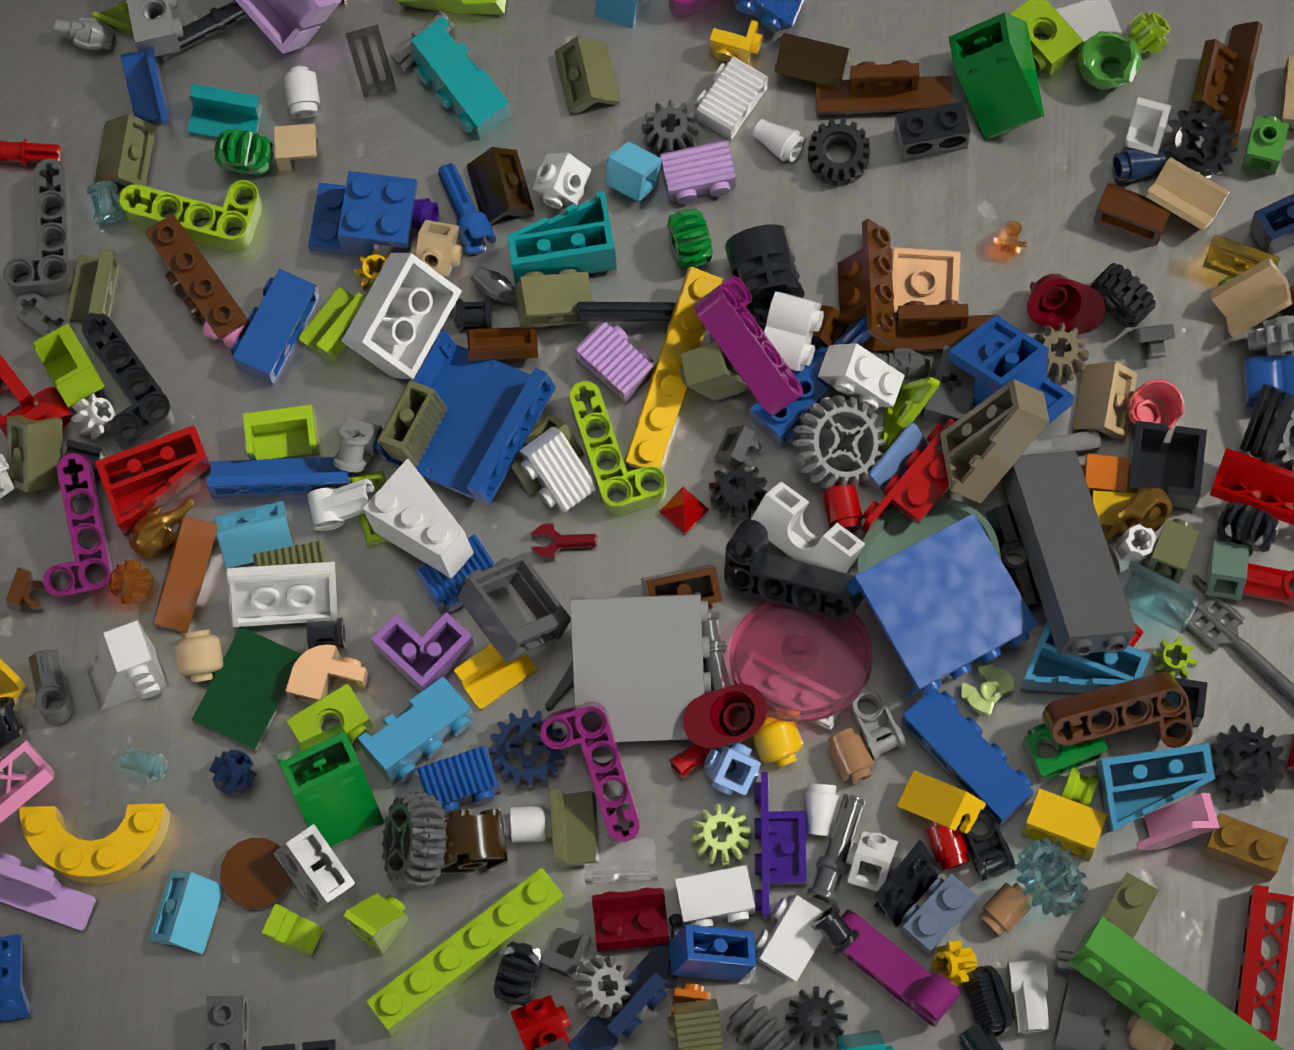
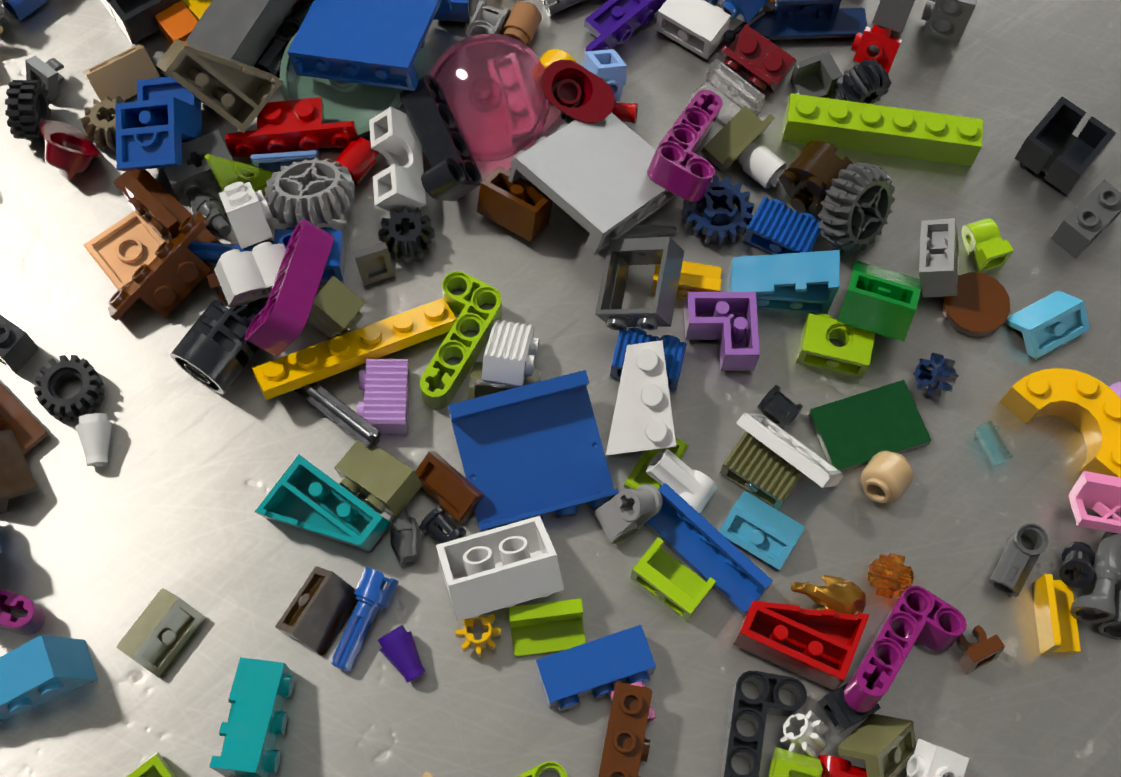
camera: 140 degrees left, 5 degrees down
(125, 667) = (955, 503): white wedge -> none
(184, 574) = (842, 543): dark orange slope -> none
(318, 668) = (809, 386): light nougat brick -> none
(362, 214) = (442, 684): blue bracket -> none
(377, 921) = (931, 184): lime slope -> none
(412, 423) = (575, 478): olive brick -> none
(438, 246) = (417, 600): tan brick -> none
(560, 541) = (551, 317): dark red bar -> none
(561, 180) = (273, 560): white brick -> none
(613, 991) = (819, 29): light grey gear -> none
(633, 171) = (217, 513): medium azure brick -> none
(658, 124) = (146, 534): dark grey gear -> none
(684, 510) = (451, 260): red slope -> none
(690, 238) = (238, 423): green gear -> none
(698, 172) = (174, 470): lavender brick -> none
(709, 829) = (649, 54): yellowish green gear -> none
(727, 45) = (40, 539): yellow bracket -> none
(731, 97) = (87, 500): white brick -> none
(819, 807) = (571, 18): white cone -> none
(1011, 243) = (41, 220): clear orange plate -> none
(1156, 403) = (100, 37): coral hair -> none

